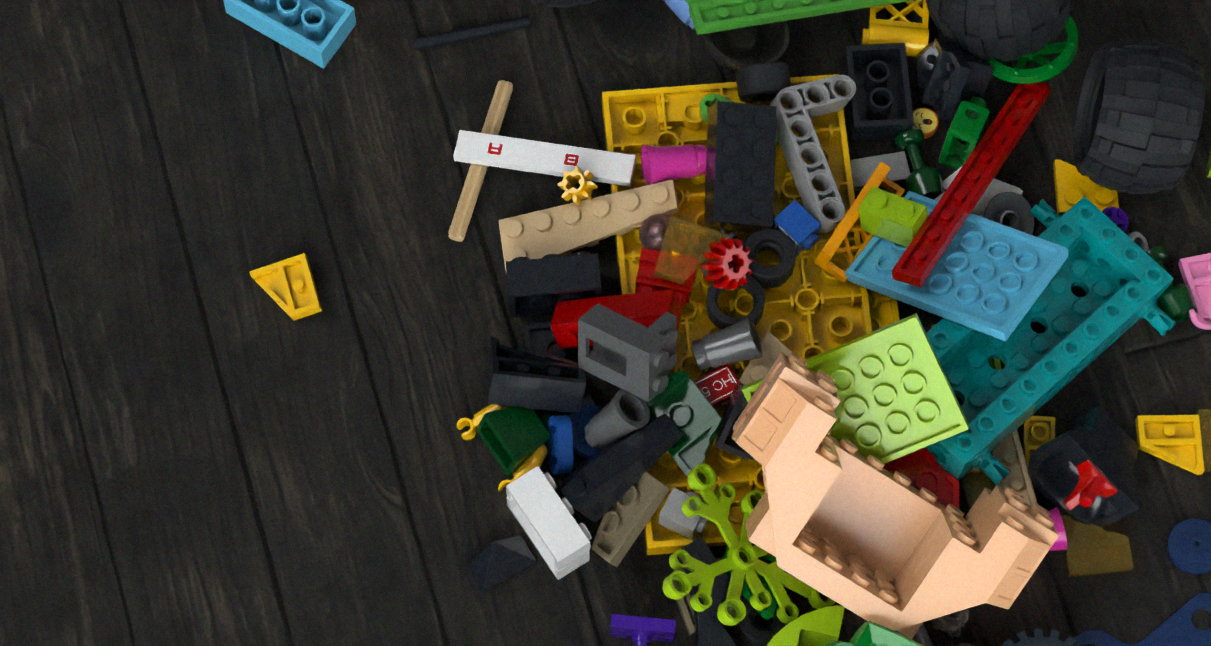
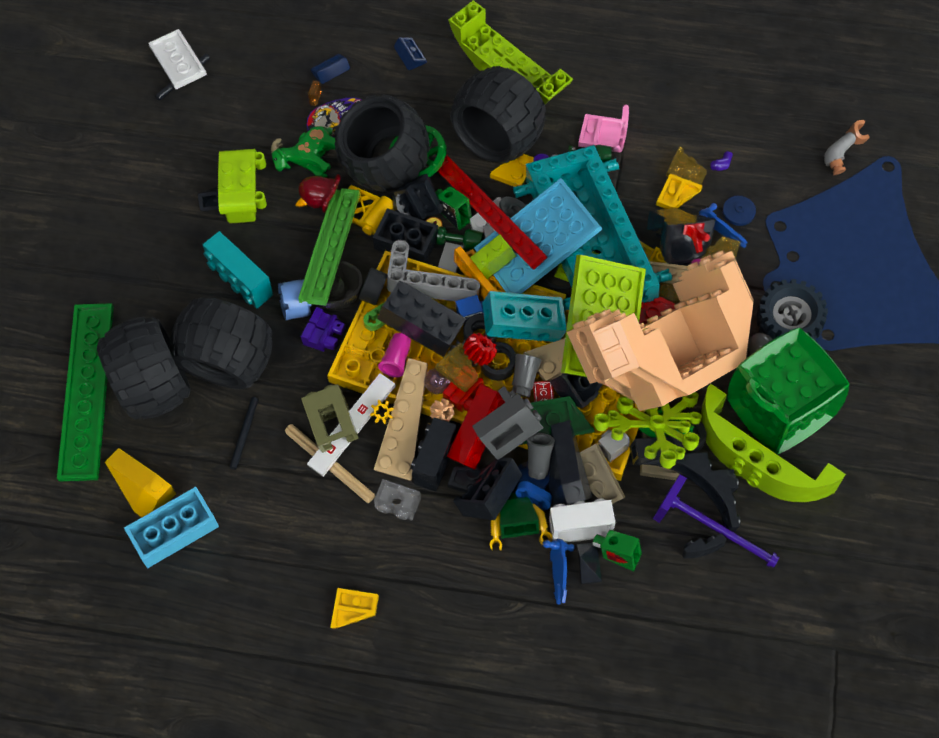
camera: 60 degrees left, 5 degrees down
(473, 286) = (389, 491): none -> clear brick
(499, 510) = (559, 566): none -> blue piece
(534, 593) = (619, 549): none -> green torso
(550, 107) = (324, 406): none -> olive brick
(617, 262) = (442, 410): none -> light nougat gear
(659, 57) = (320, 331): none -> dark purple hips
(820, 280) = (524, 316): none -> teal brick
(1154, 498) = (721, 226): none -> blue piece

